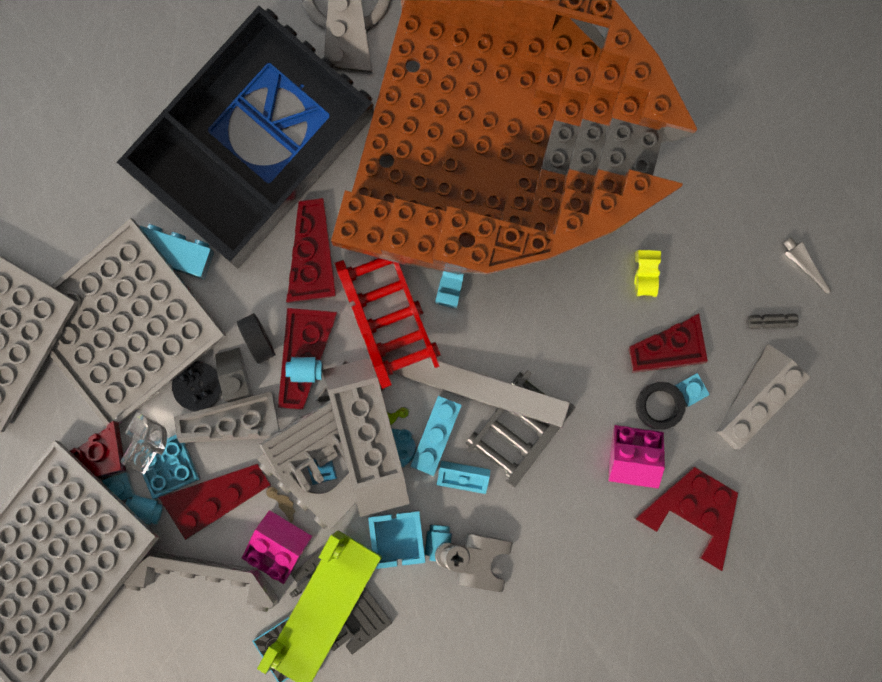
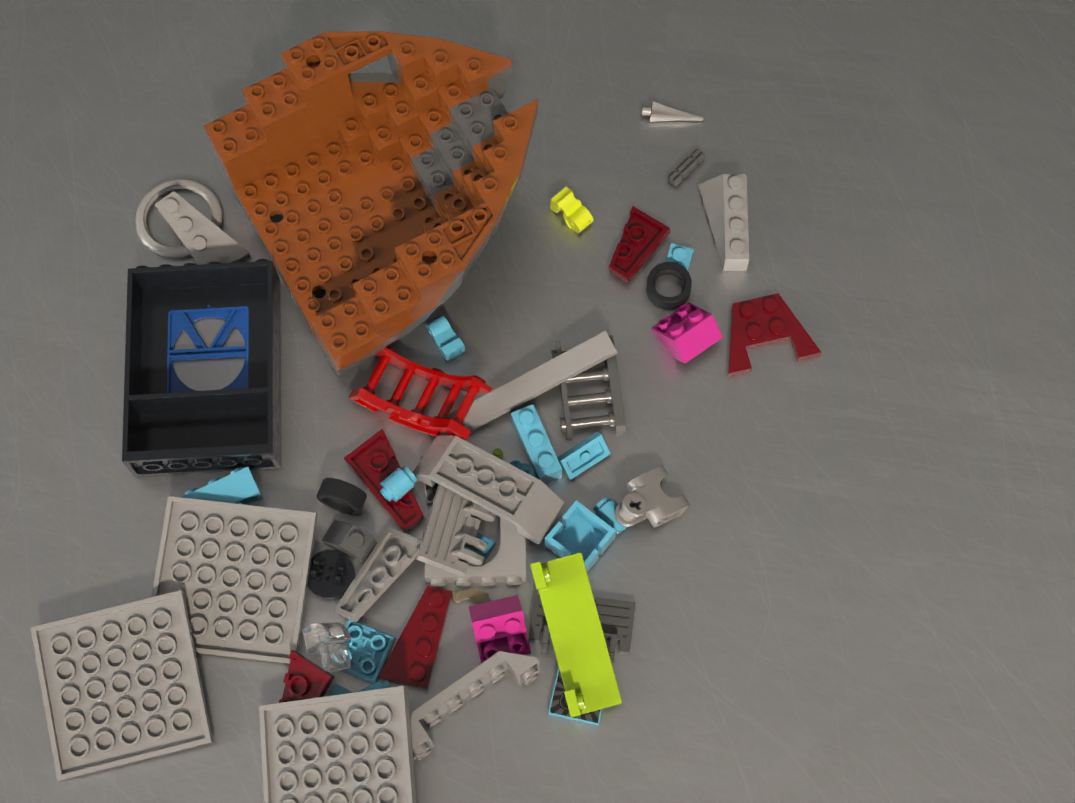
camera: 40 degrees left, 15 degrees down
(311, 263) = (330, 412): dark red wing -> none

